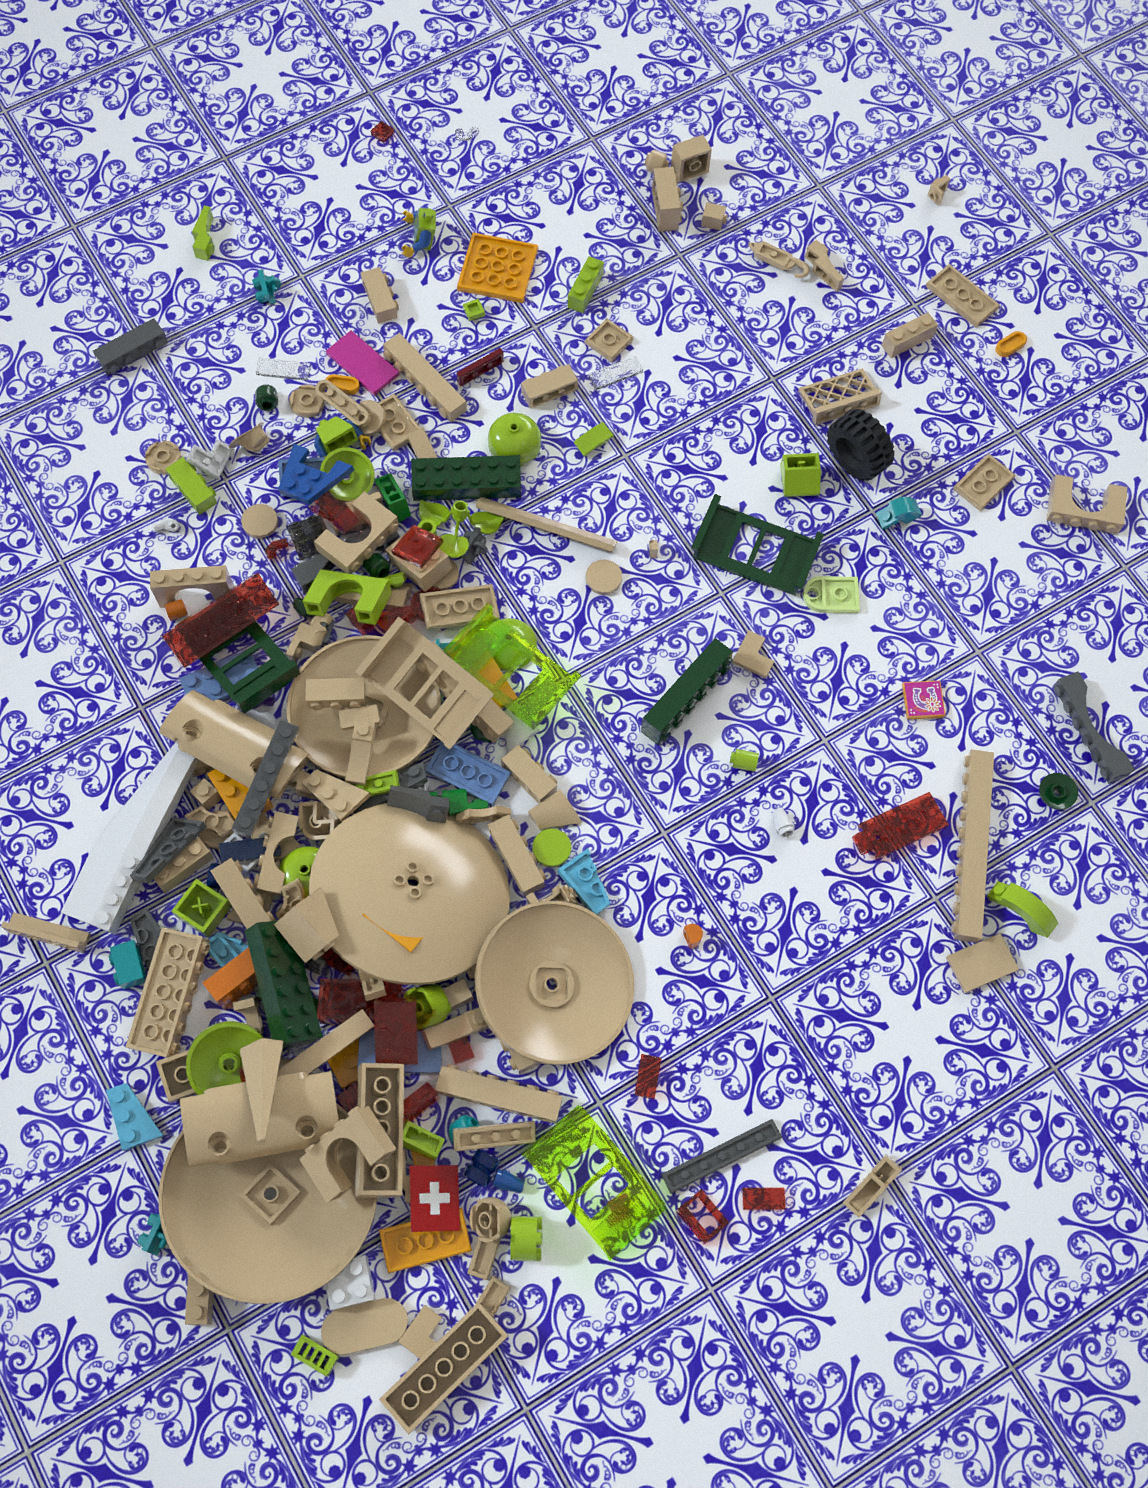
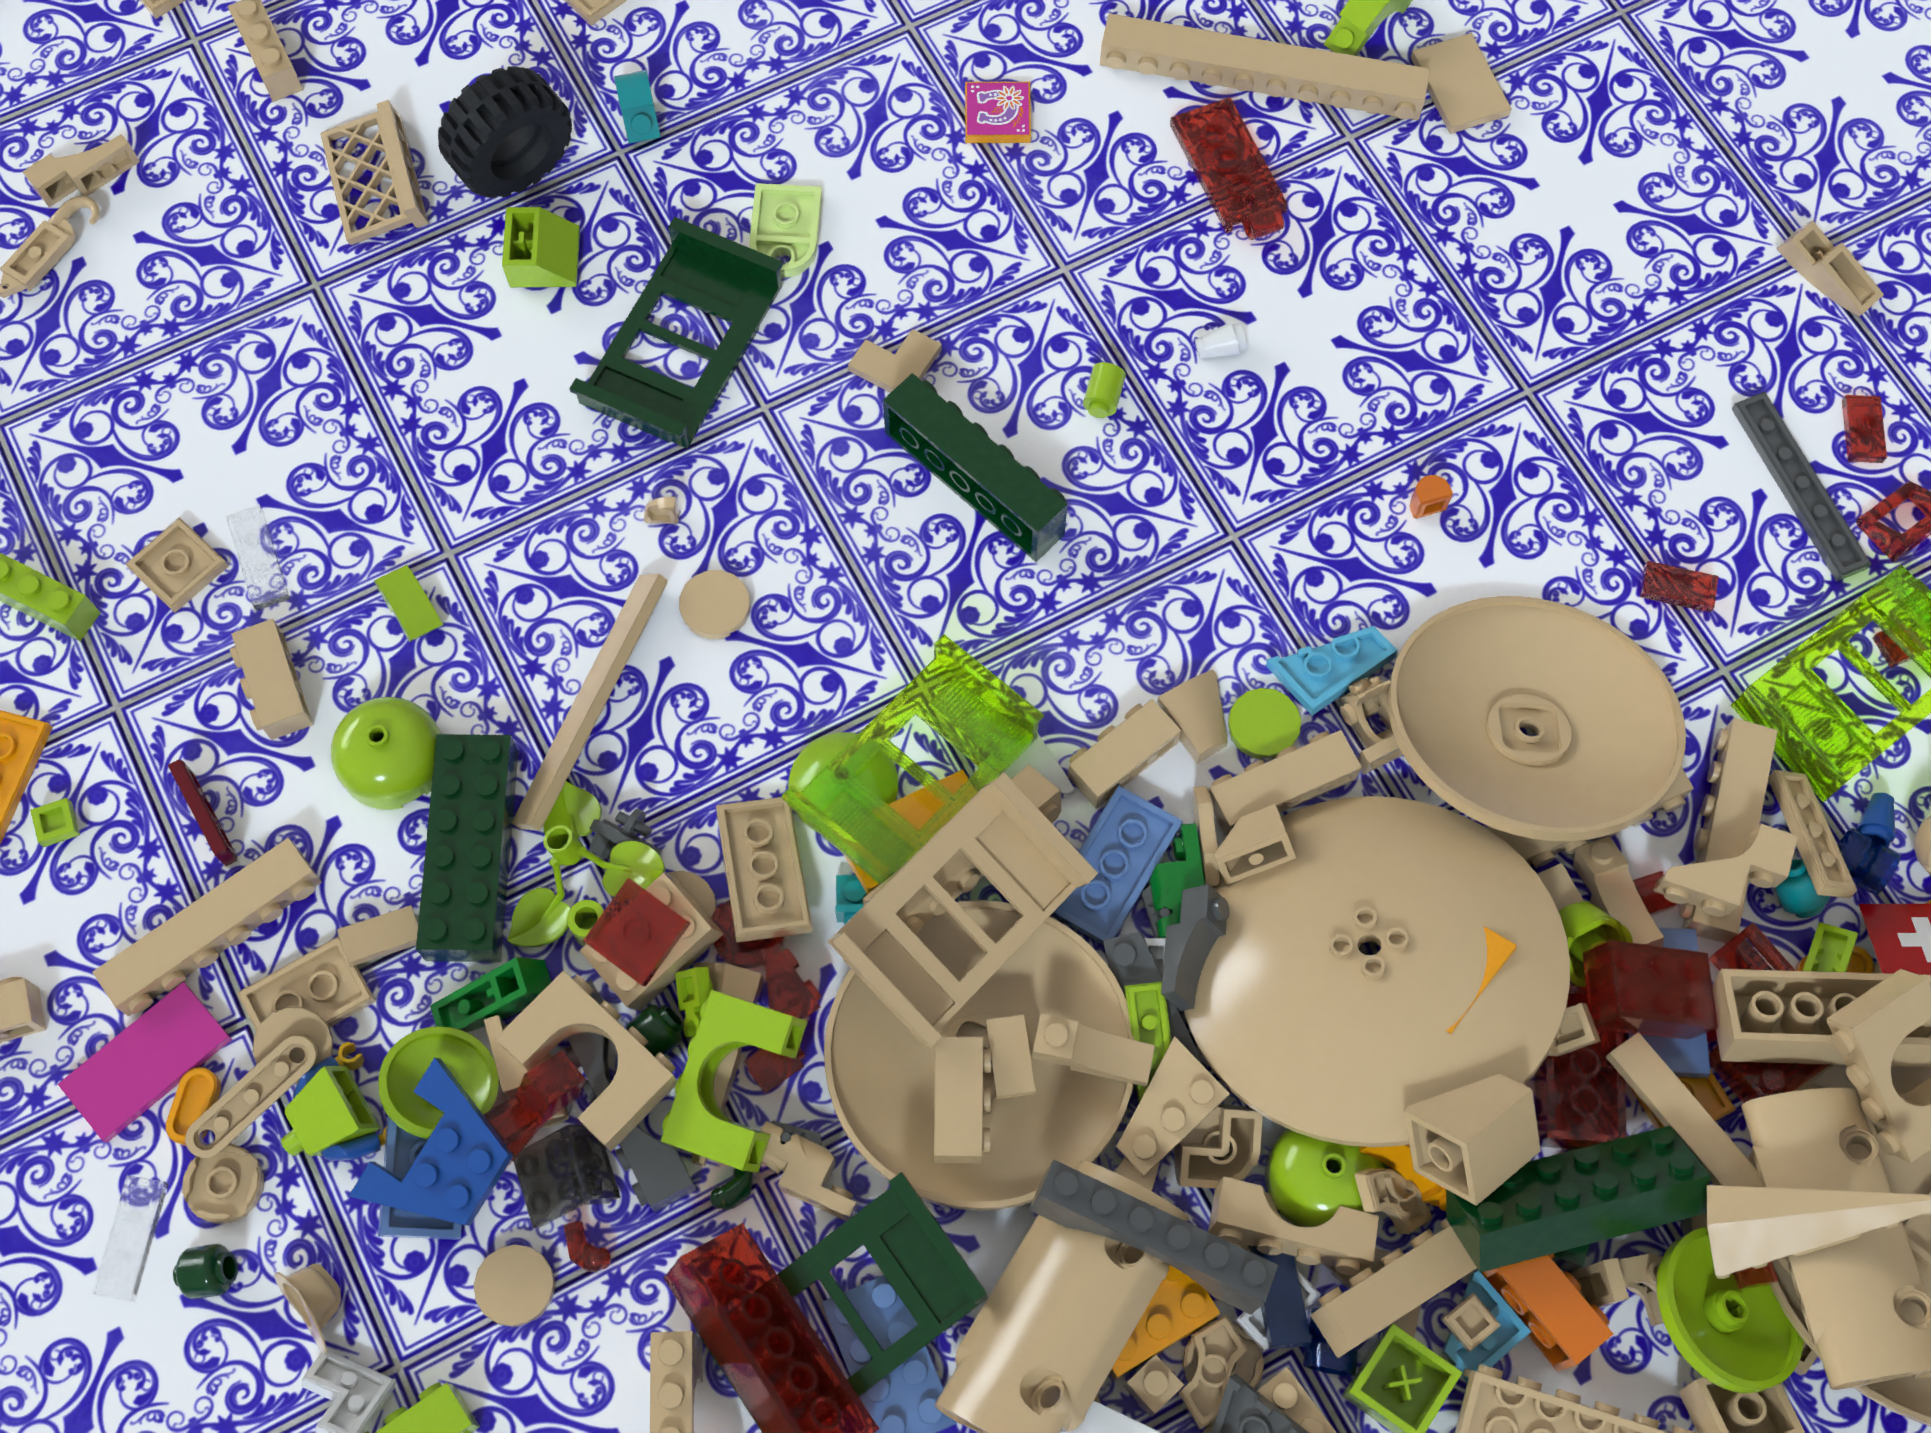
camera: 85 degrees left, 0 degrees up
(231, 942) = (1470, 1322): none -> tan tile
(458, 1076) = (1720, 883): none -> tan arch
(475, 835) = (1254, 845): none -> tan slope

